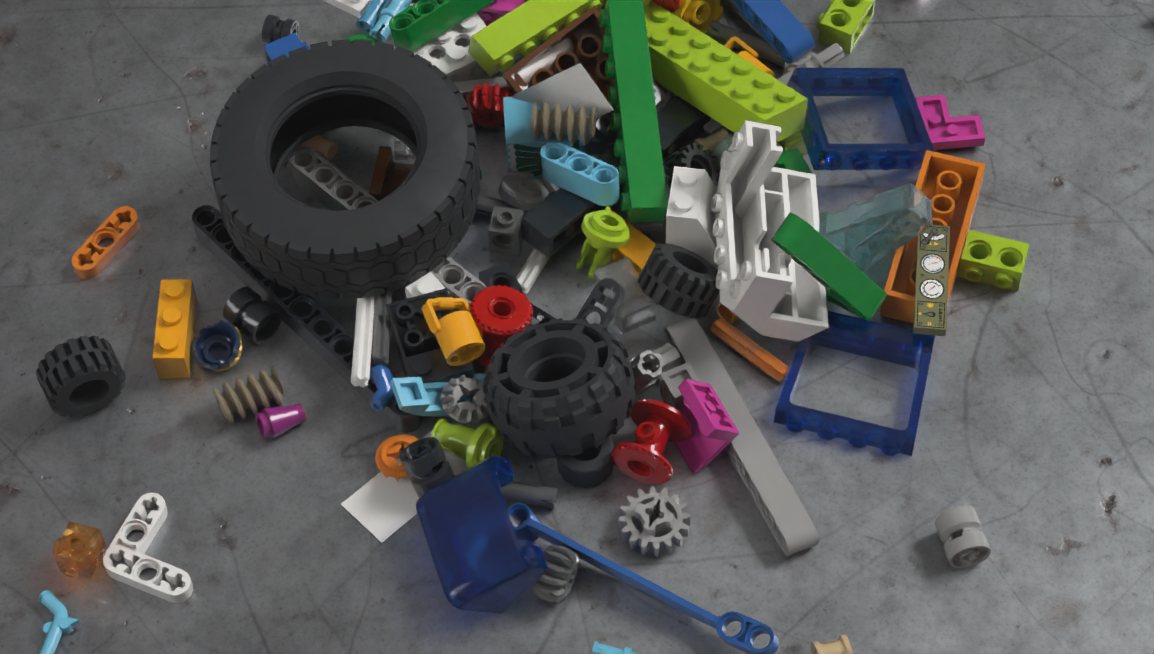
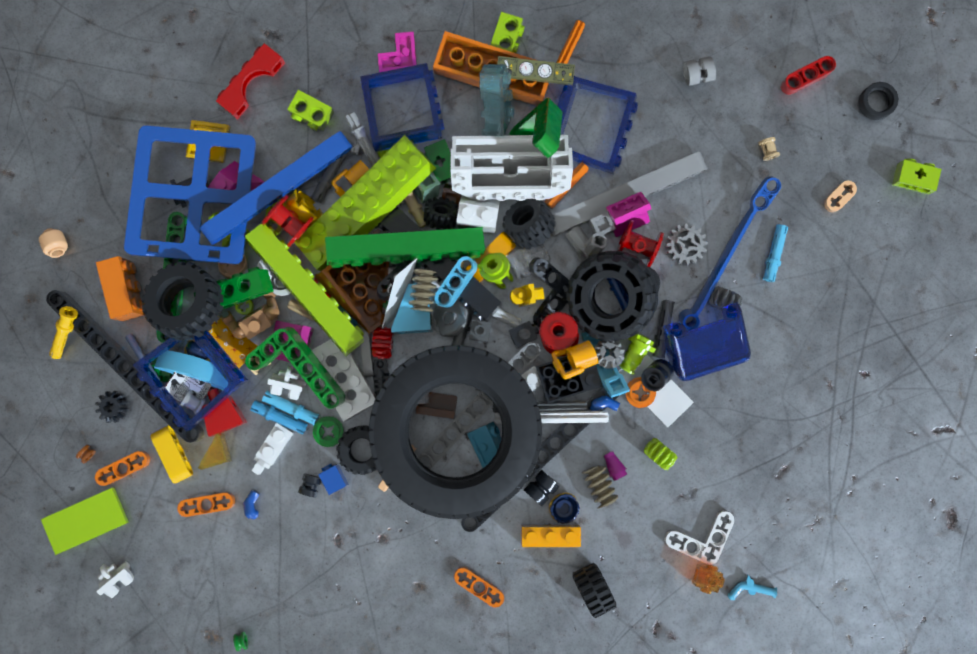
camera: 90 degrees left, 30 degrees up
(295, 477) = (660, 454): none -> lime gear
(563, 285) = (526, 295): none -> yellow hips
(987, 352) = (571, 42): none -> orange axle

